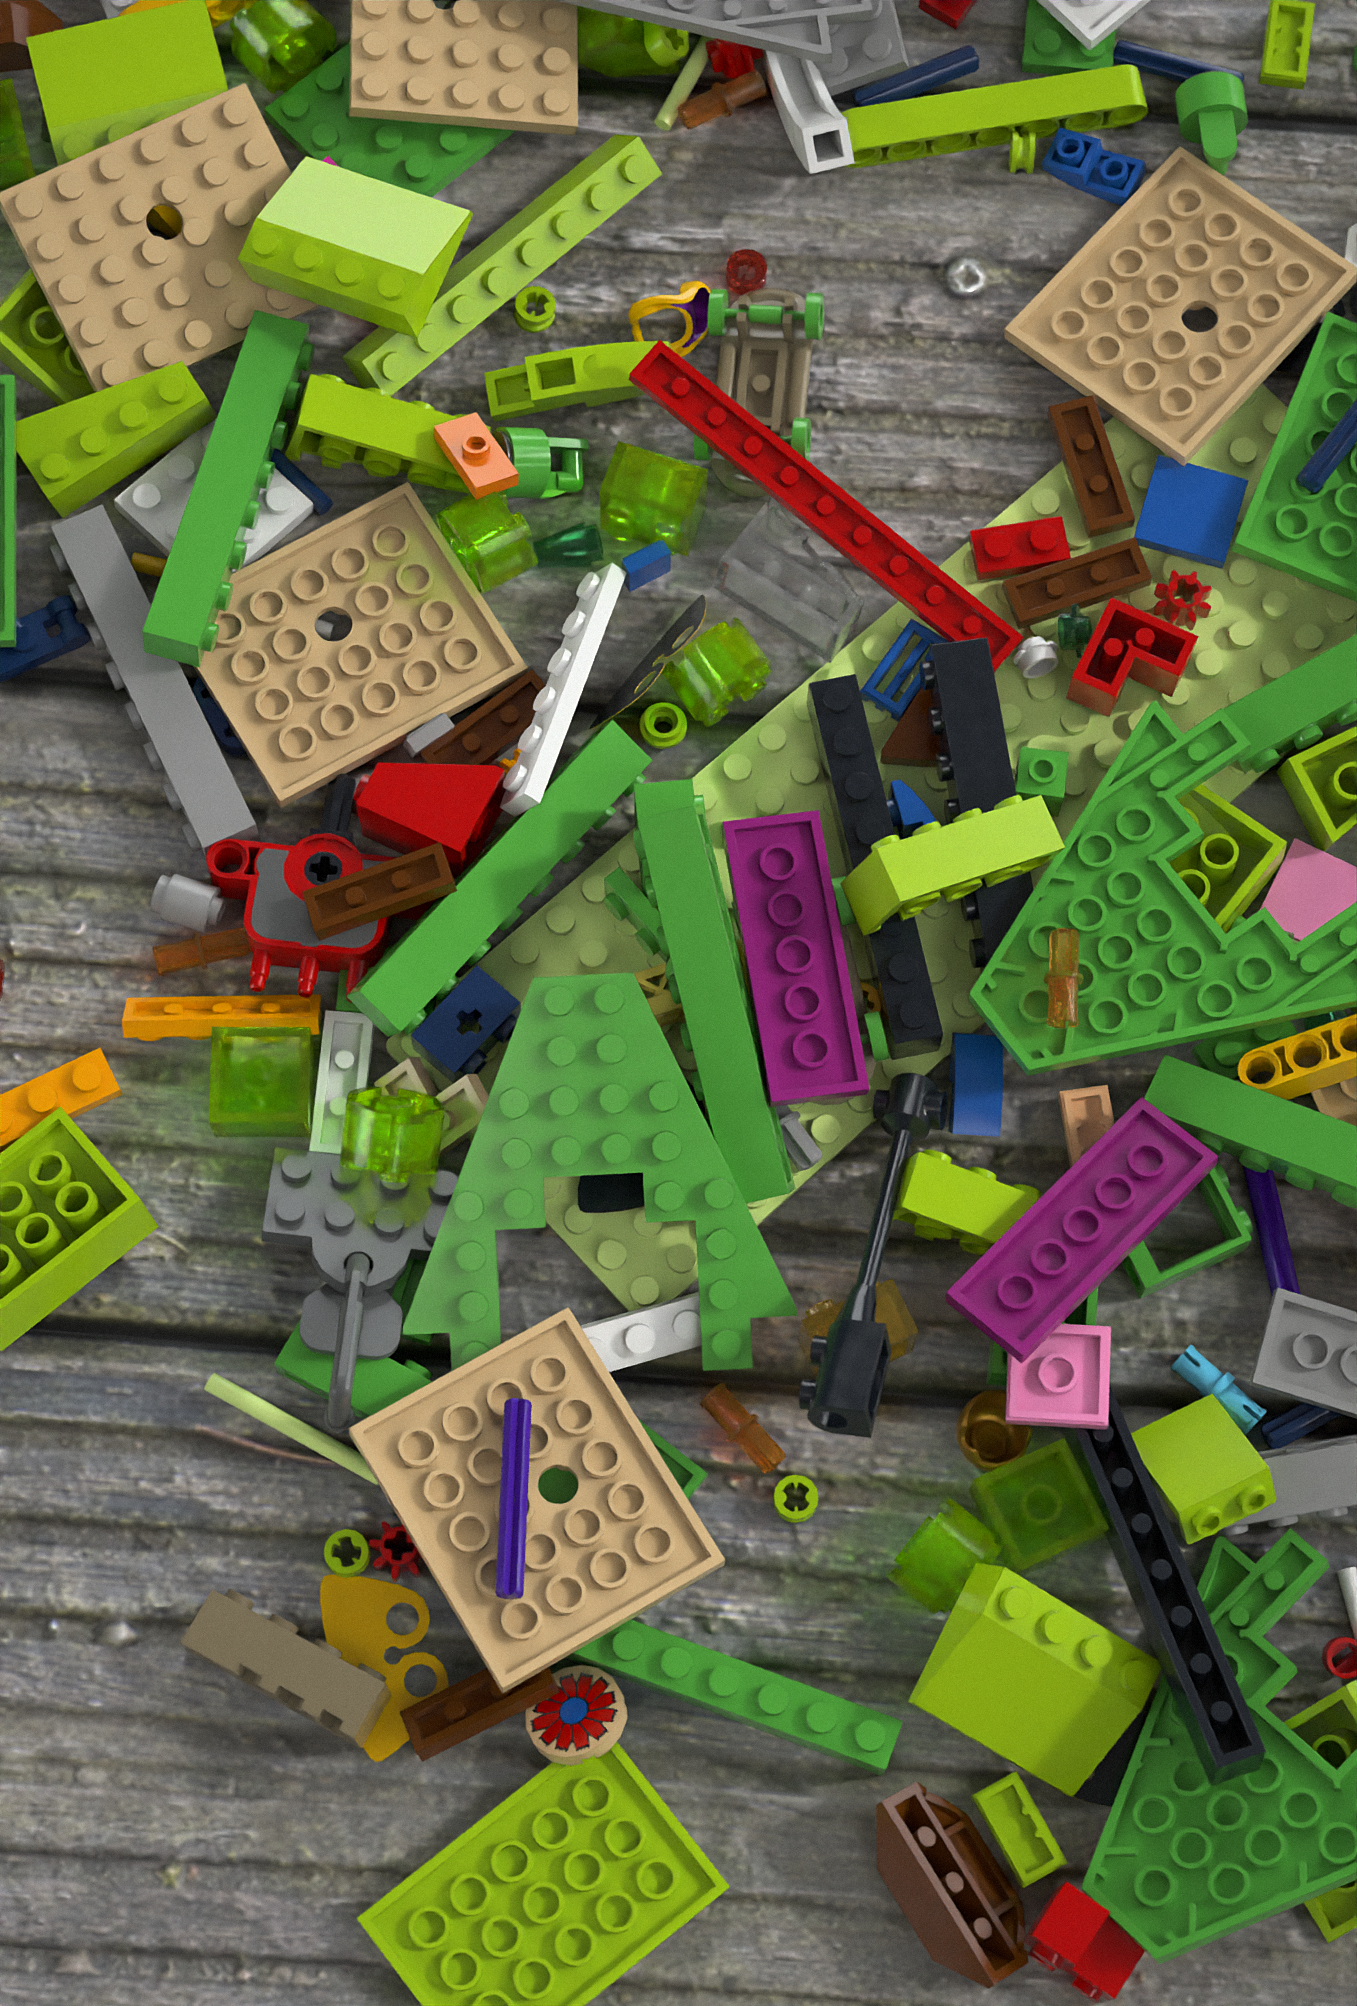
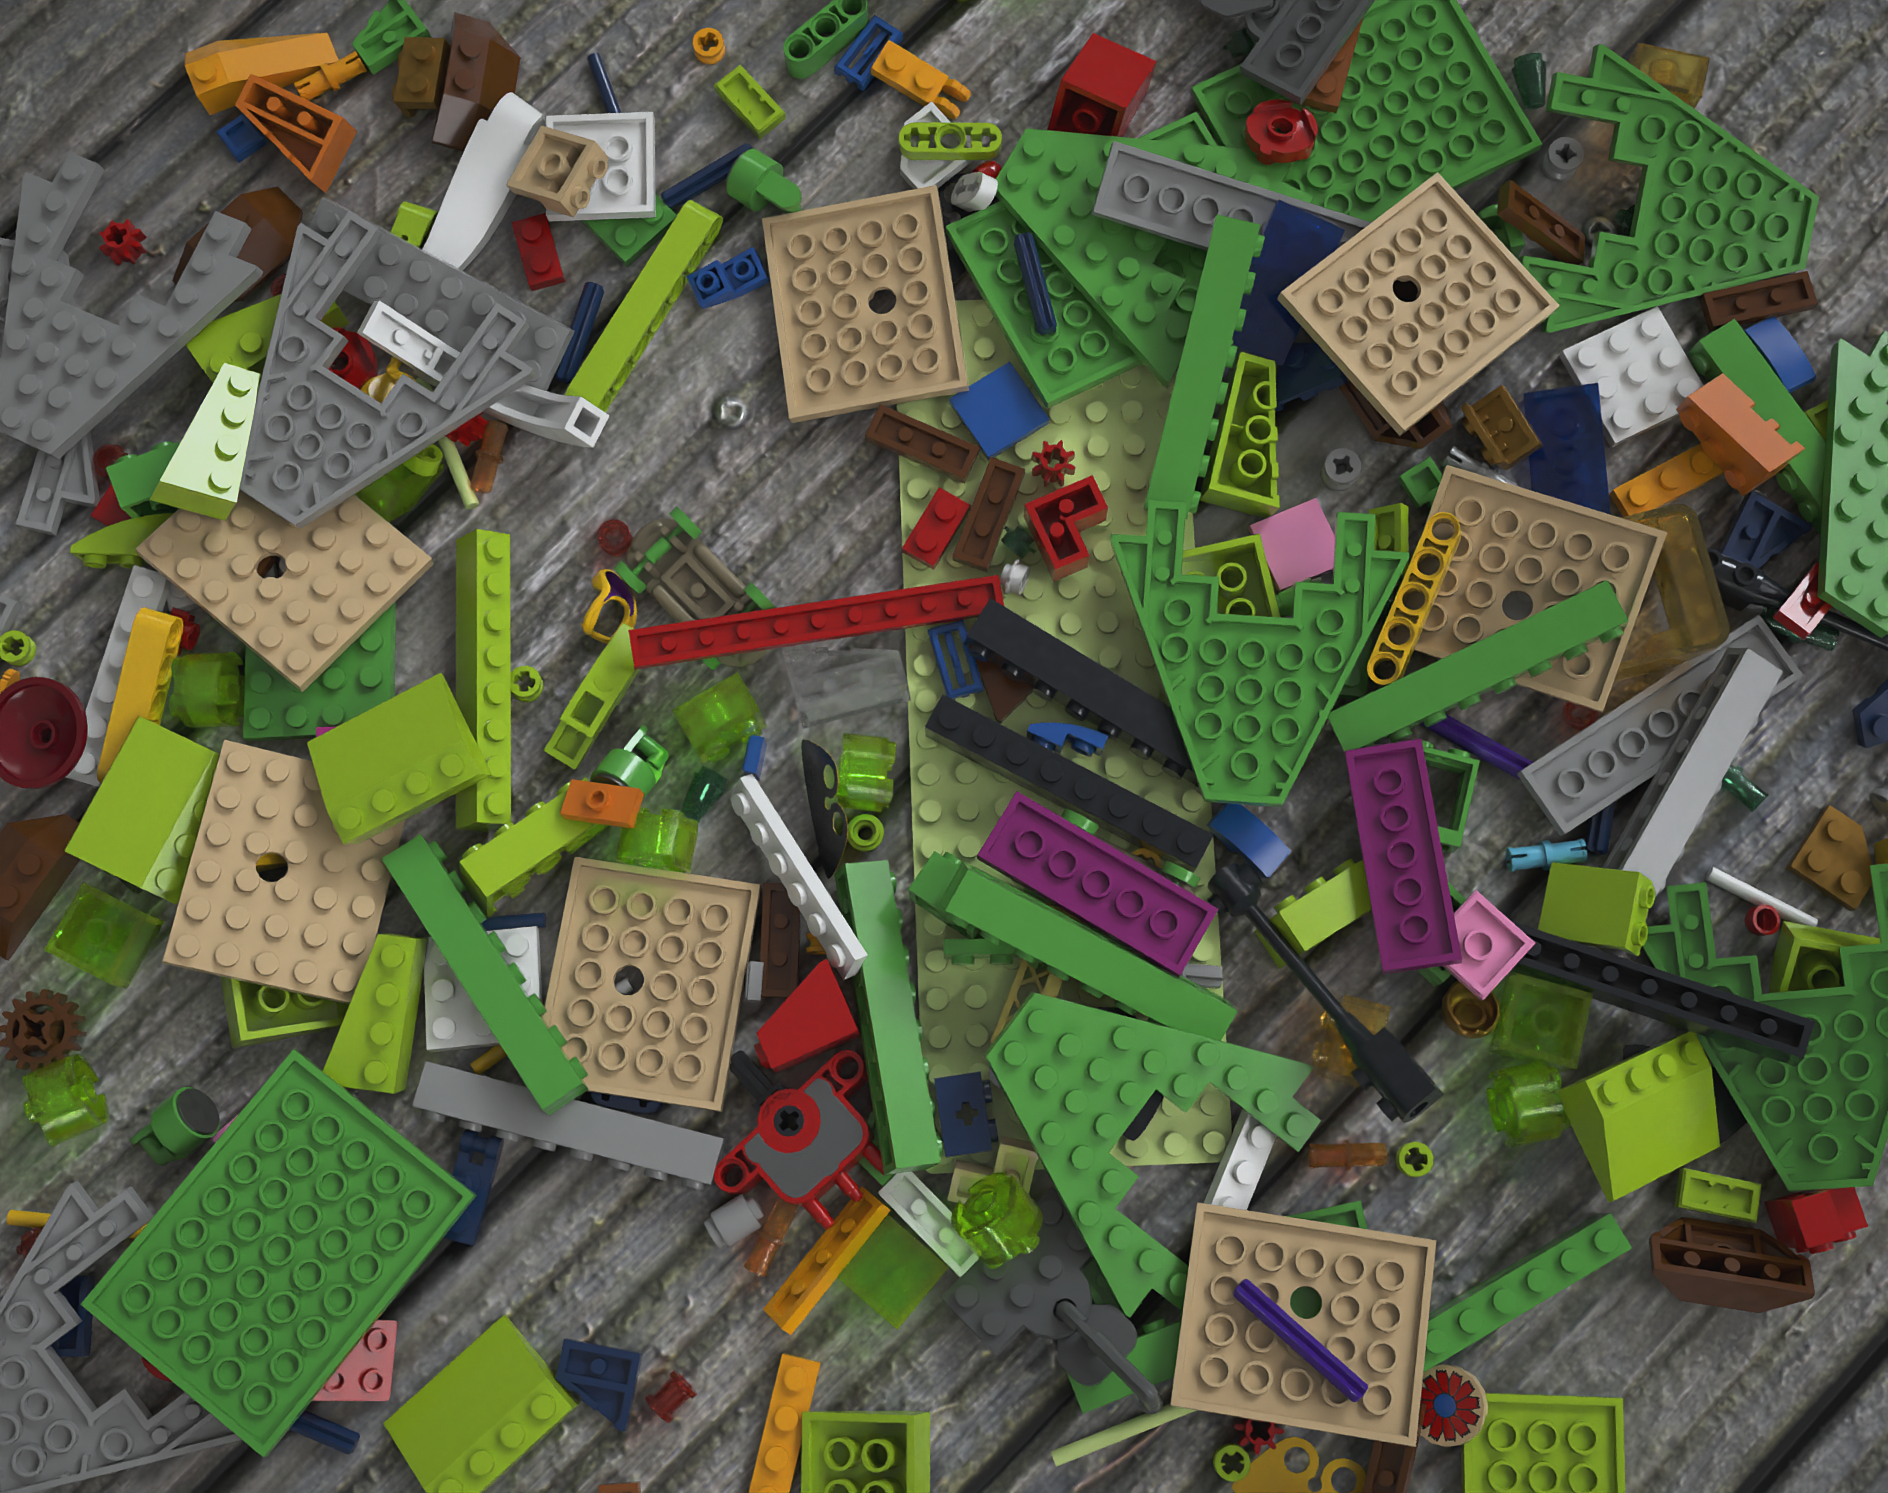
camera: 45 degrees left, 5 degrees up
(379, 891) = (839, 1101): reddish brown plate -> none
(950, 860) = (1119, 742): lime wedge -> none
(1022, 153) = (683, 311): lime bush -> none
(1042, 774) = (1098, 640): bright green brick -> none
(1063, 978) = (1245, 736): clear orange axle -> none
(1085, 1118) = (1328, 796): light nougat plate -> none

